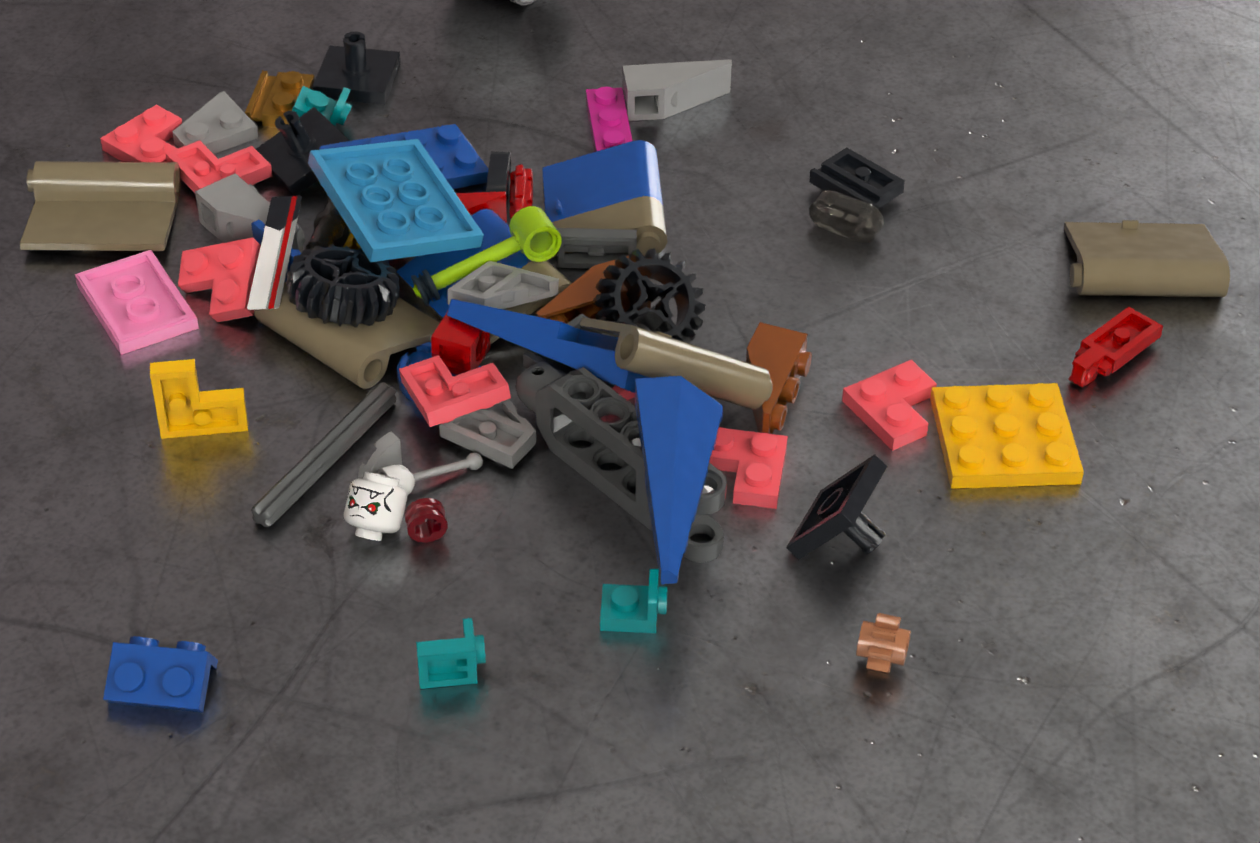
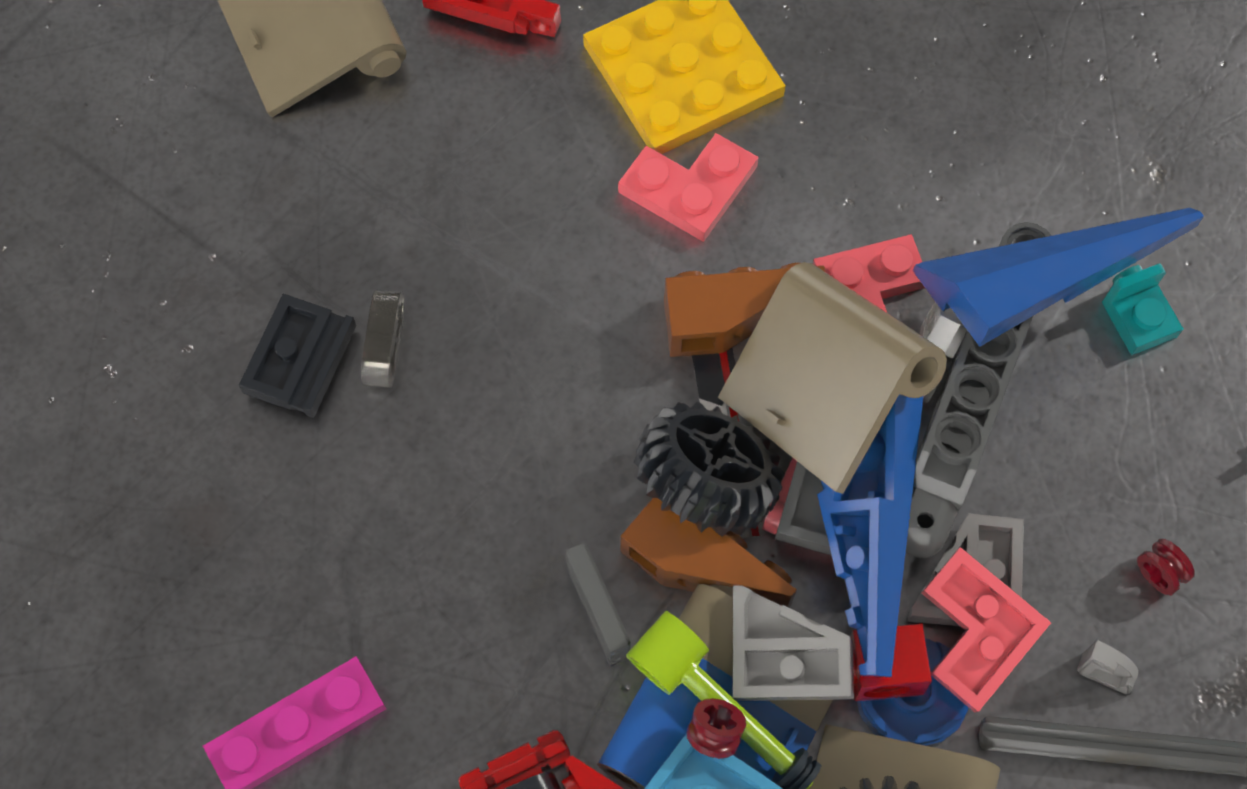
camera: 115 degrees left, 25 degrees up
(375, 505) = (1196, 621): white head -> none
(408, 479) = (1120, 630): hinge -> none
(469, 244) = (716, 728): none -> dark red bush
(609, 191) = (486, 647): blue door -> none
(671, 88) = (191, 679): light grey slope -> none
(840, 510) = (924, 152): black tile -> none
(883, 643) = (1062, 64): nougat gear -> none

